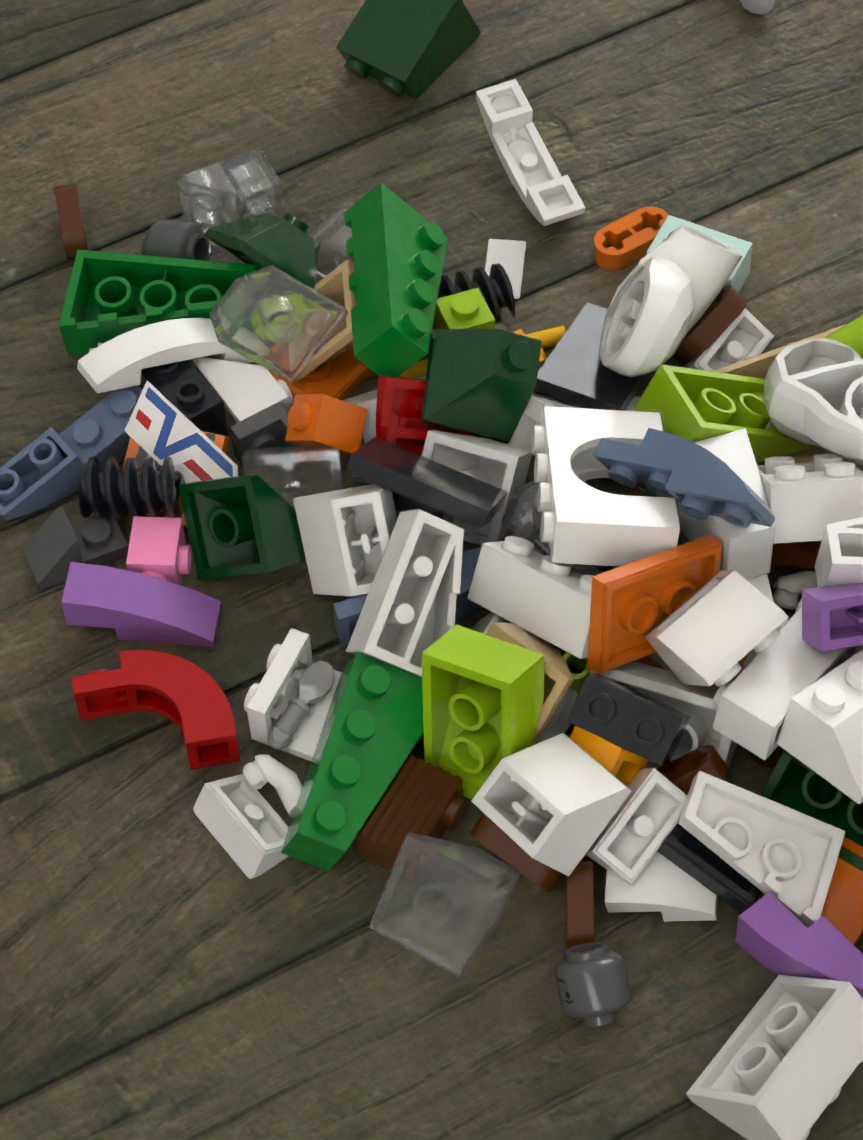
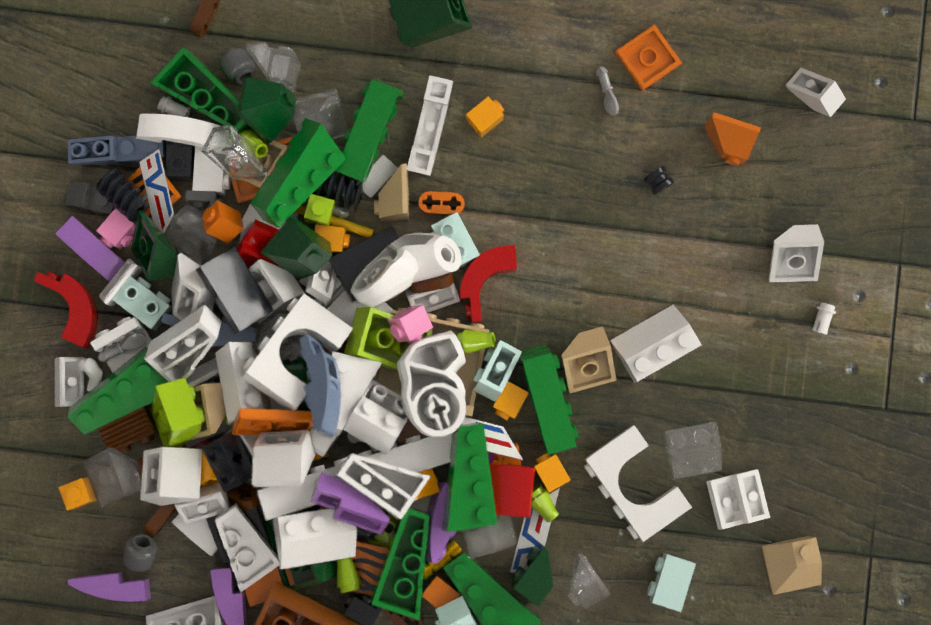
camera: 30 degrees right, 30 degrees up
(221, 621) = (128, 269): none -> white slope
(266, 616) = (142, 302): none -> light aqua brick
(405, 966) = (77, 493): none -> light orange brick
(444, 187) = (369, 129): none -> green wedge
(565, 252) = (394, 197): none -> tan slope
(589, 1075) = (112, 587): none -> medium lavender slope
(597, 103) = (485, 116): none -> light orange brick
(739, 361) = (410, 324): none -> bright pink brick
(777, 254) = (492, 262): none -> red arch

